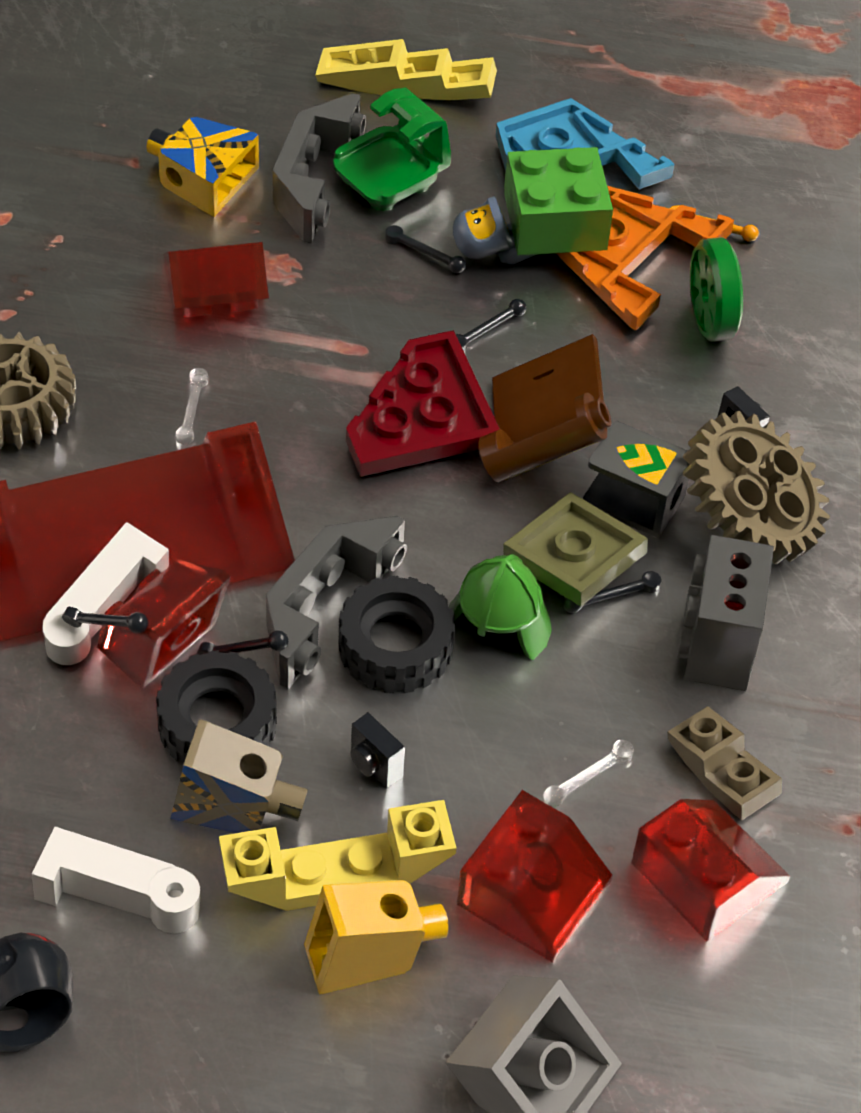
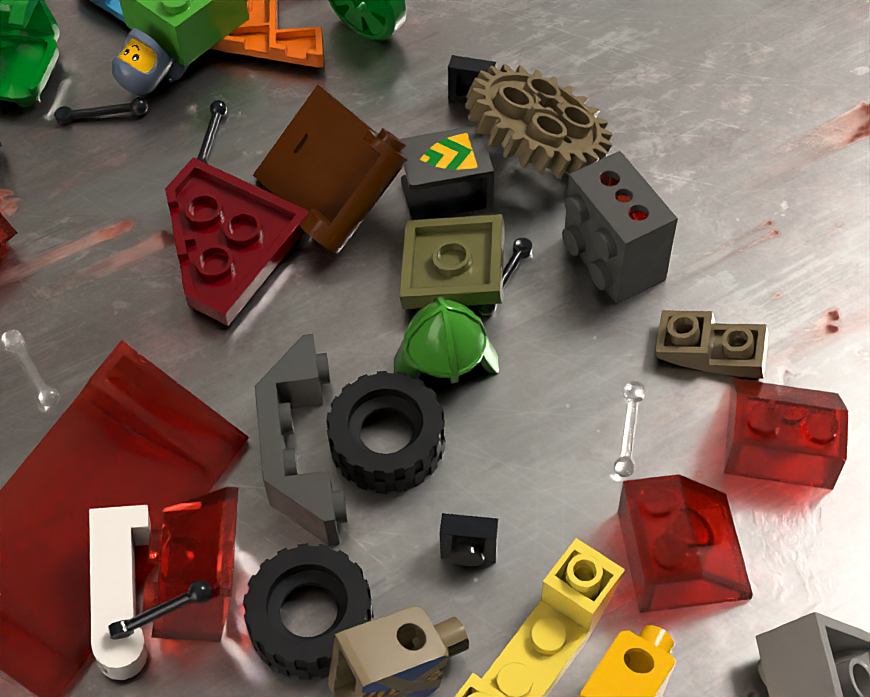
camera: 35 degrees left, 5 degrees up
(277, 641) = (314, 512): black hinge -> none

